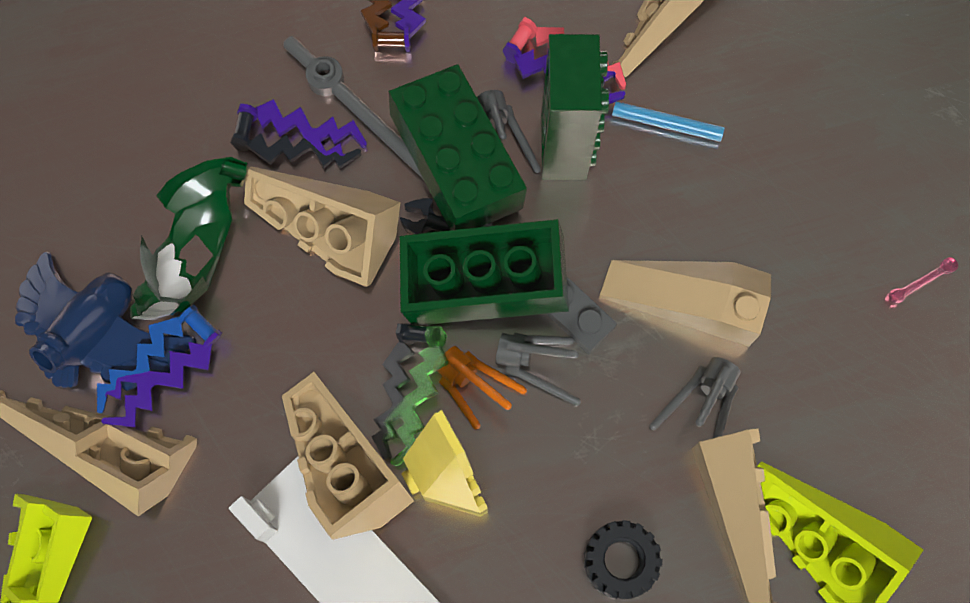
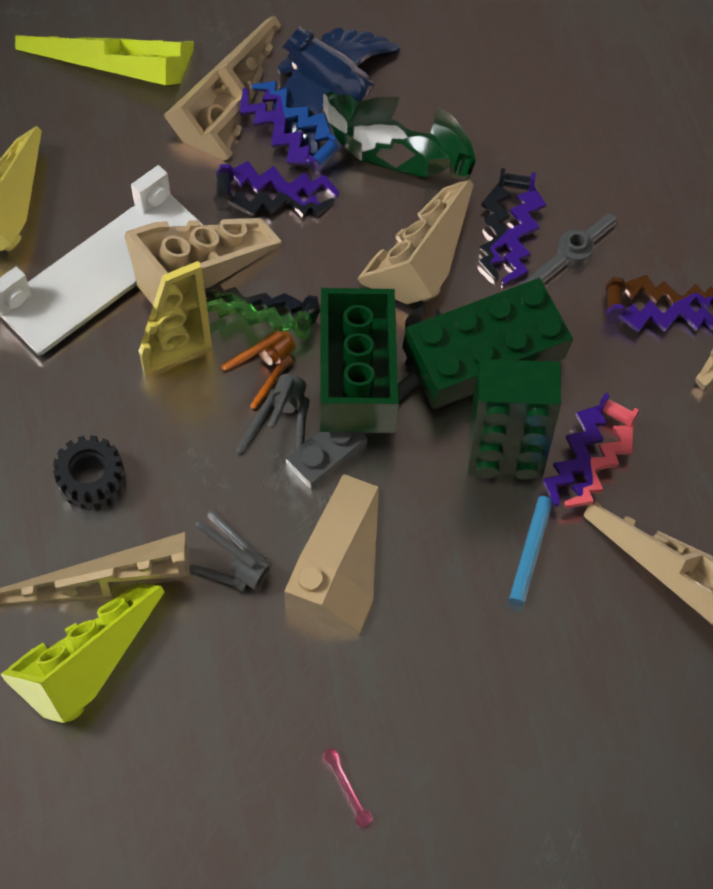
camera: 90 degrees right, 10 degrees down
(246, 367) = (287, 191): none -> piece

